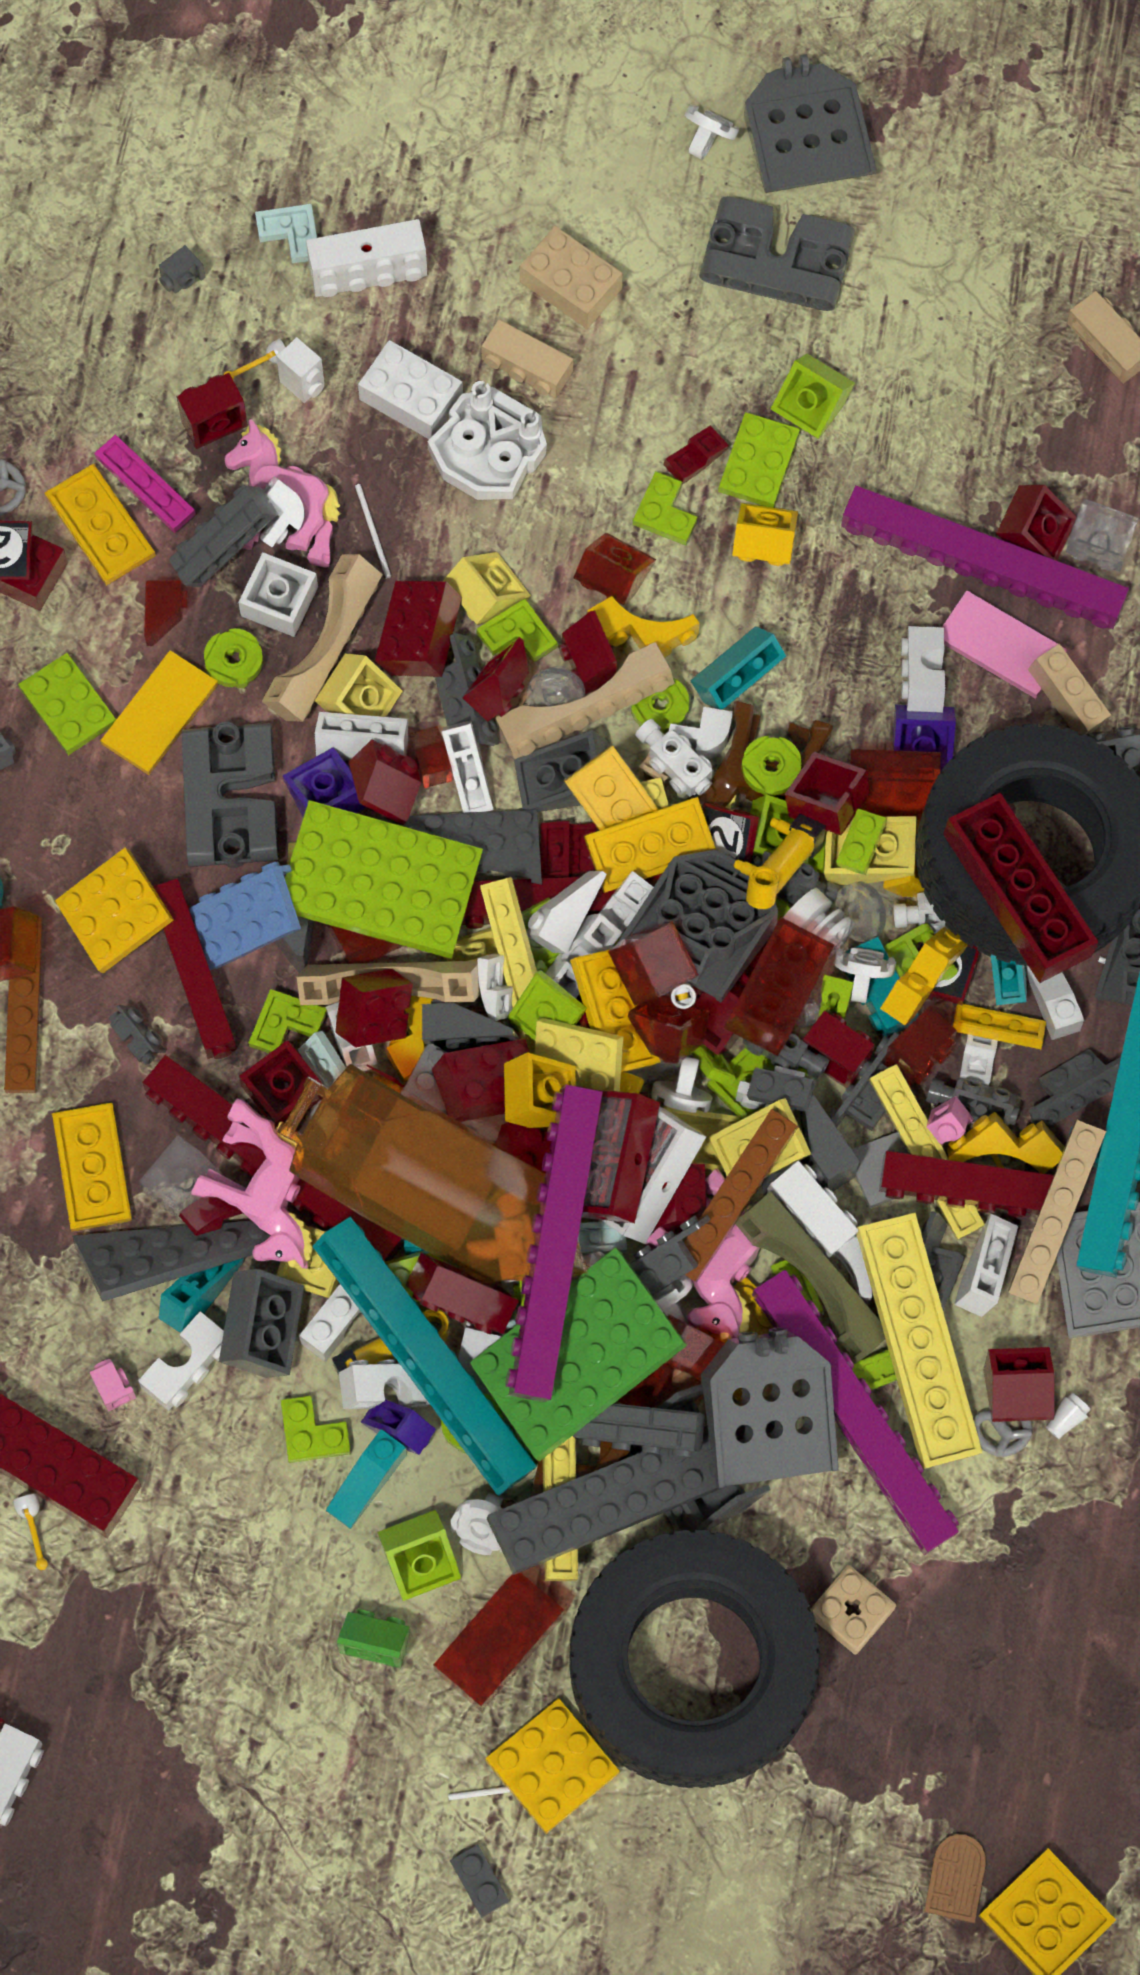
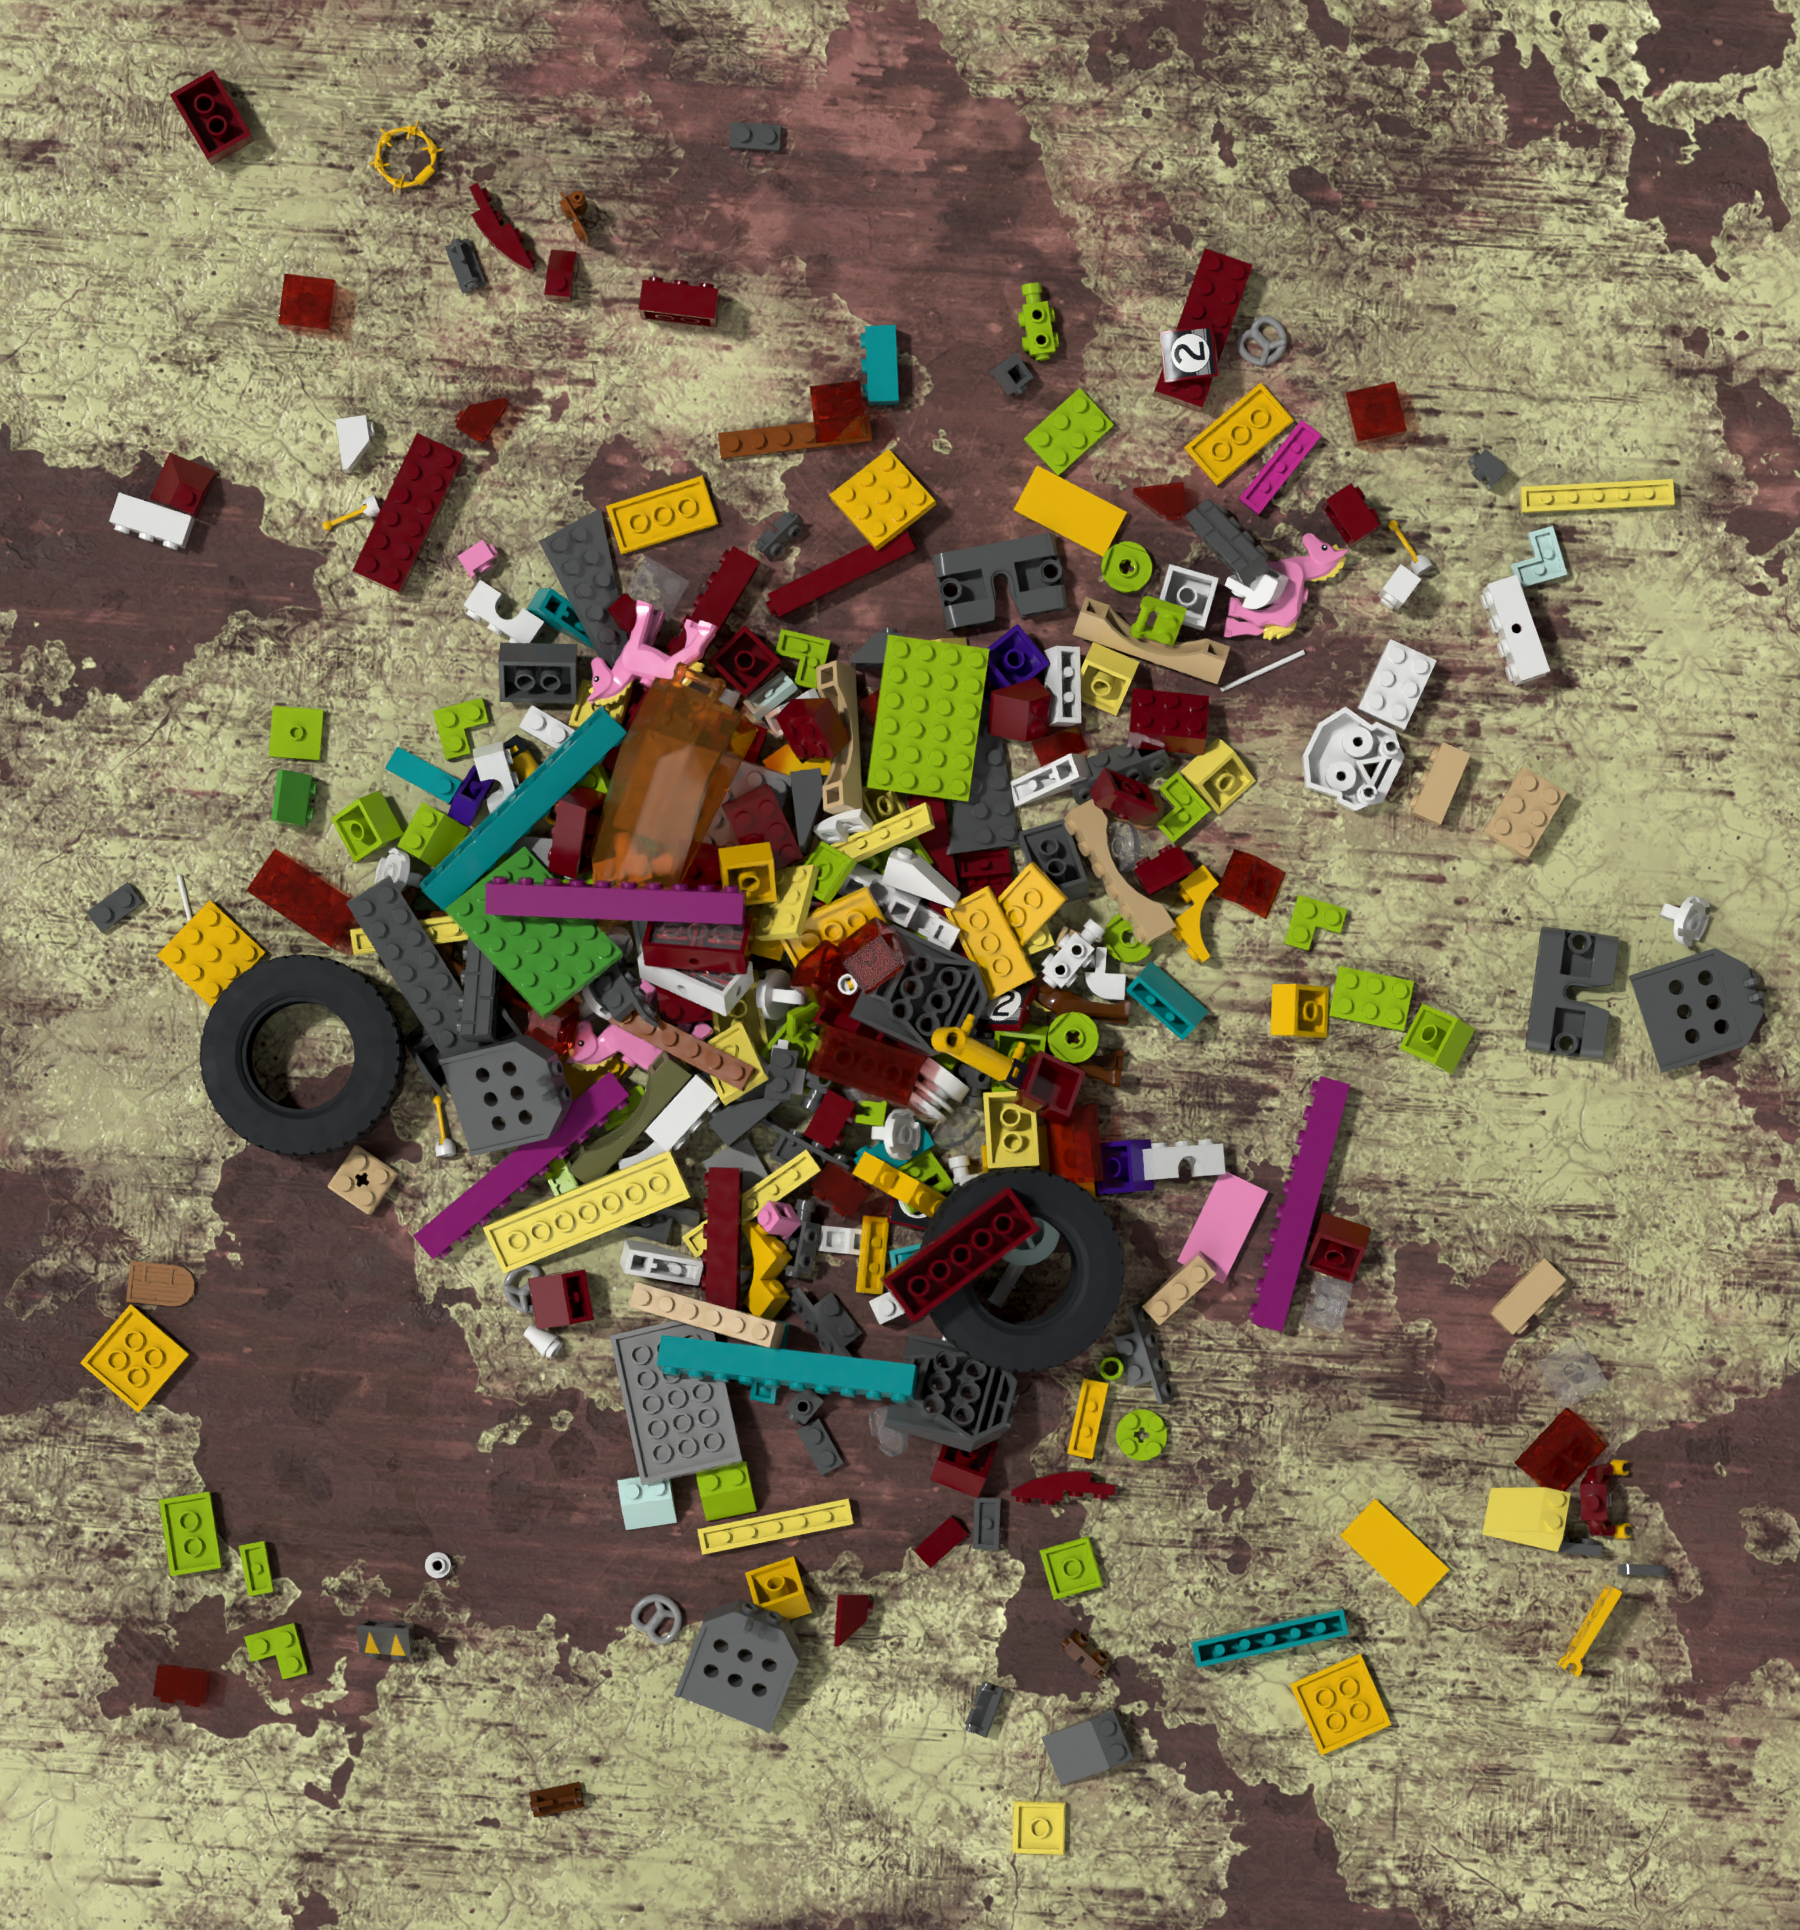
camera: 80 degrees right, 15 degrees up
(100, 377) = (1374, 413): none -> clear red brick
(228, 166) = (1597, 496): none -> light yellow plate
(245, 916) = (884, 609): medium blue bracket -> none
(292, 1630) = (296, 733): none -> lime plate
(309, 617) = (1166, 623): none -> lime plate
(441, 1478) = (431, 835): none -> lime slope
(696, 455) = (1368, 942): dark red slope -> none
(820, 1506) = (445, 1146): none -> hinge
(861, 841) = (1011, 1121): lime plate -> none

